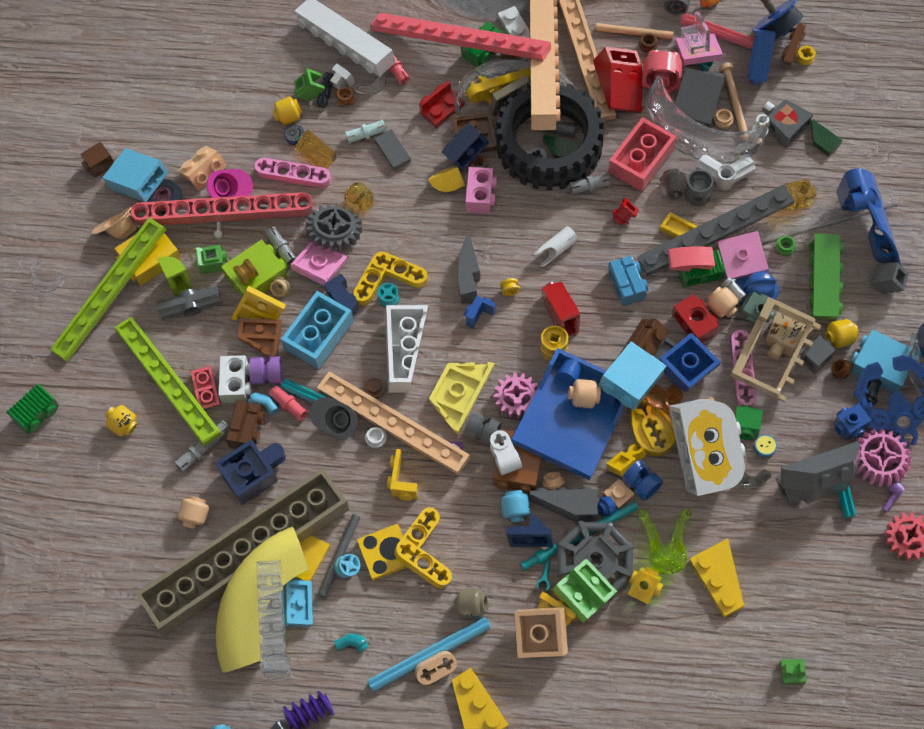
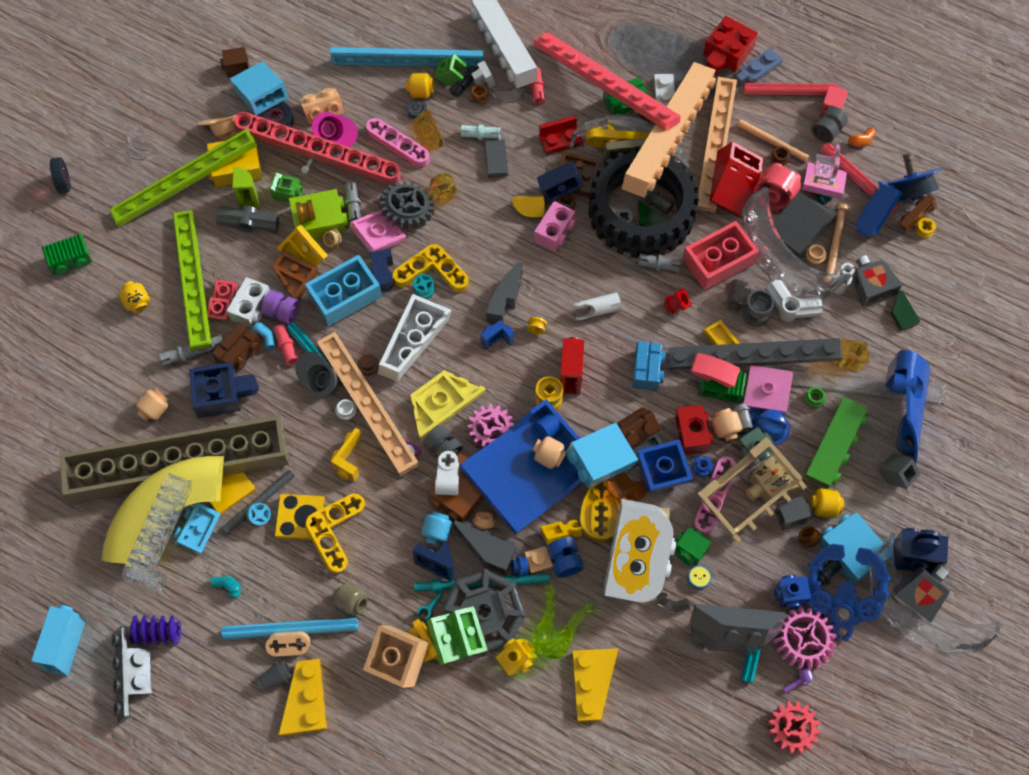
camera: 20 degrees right, 0 degrees up
(255, 90) = (401, 57): none -> medium azure tile
(439, 701) = (274, 676): none -> dark grey cone
(719, 353) = (702, 471): none -> blue plate

